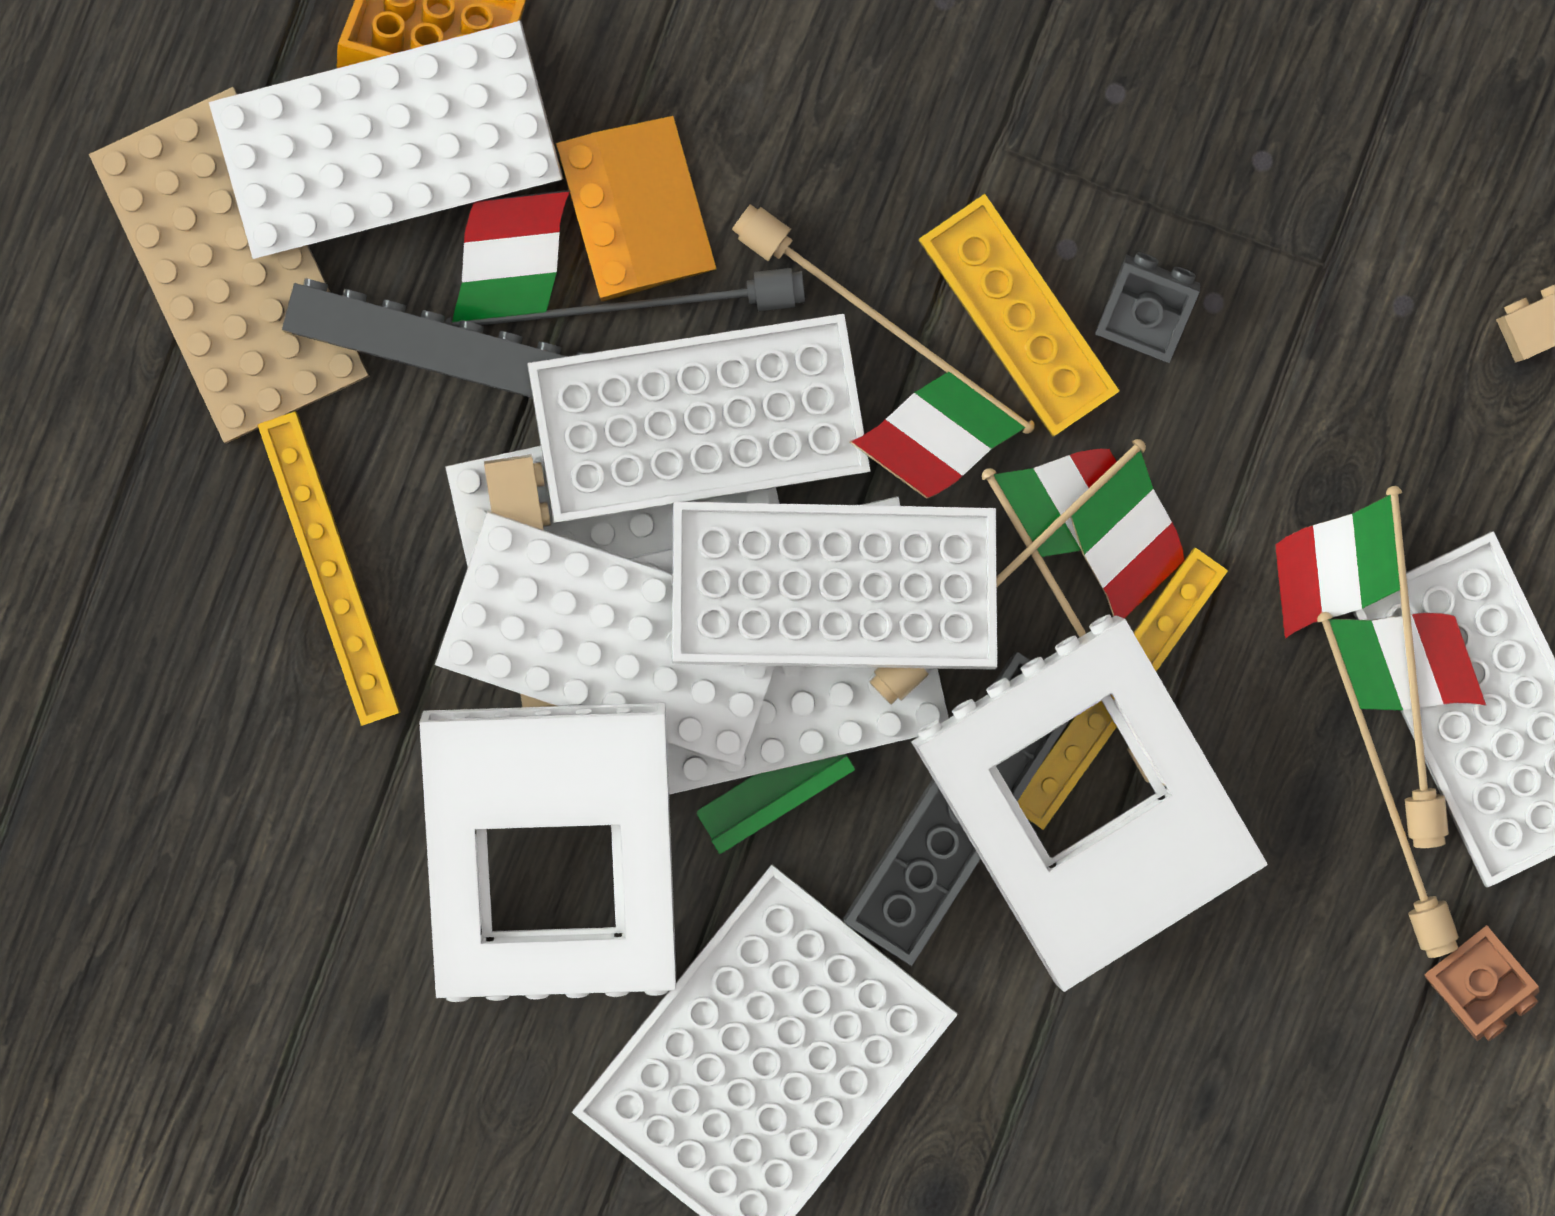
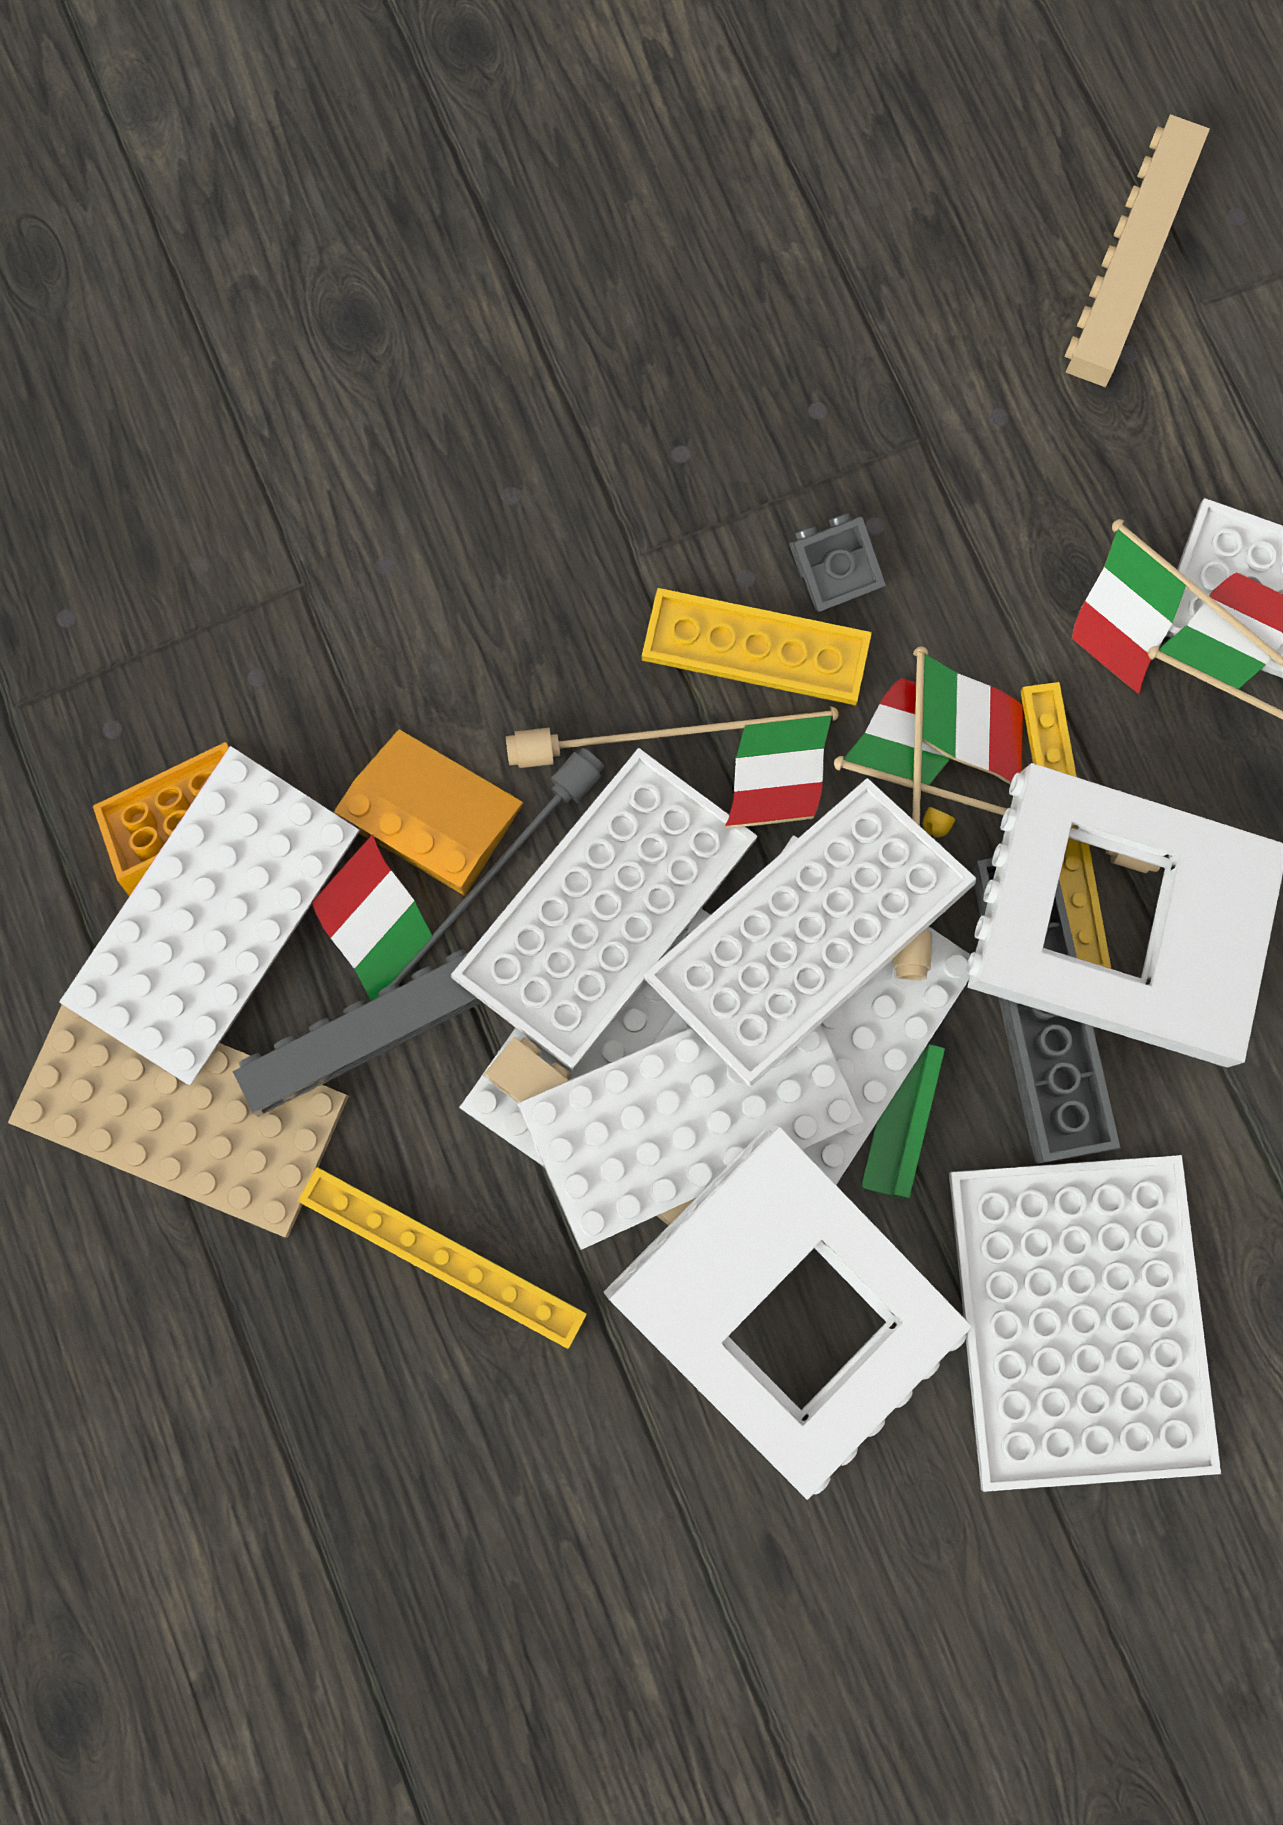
camera: 40 degrees left, 10 degrees down
(1023, 590) = (937, 822): none -> yellow hinge

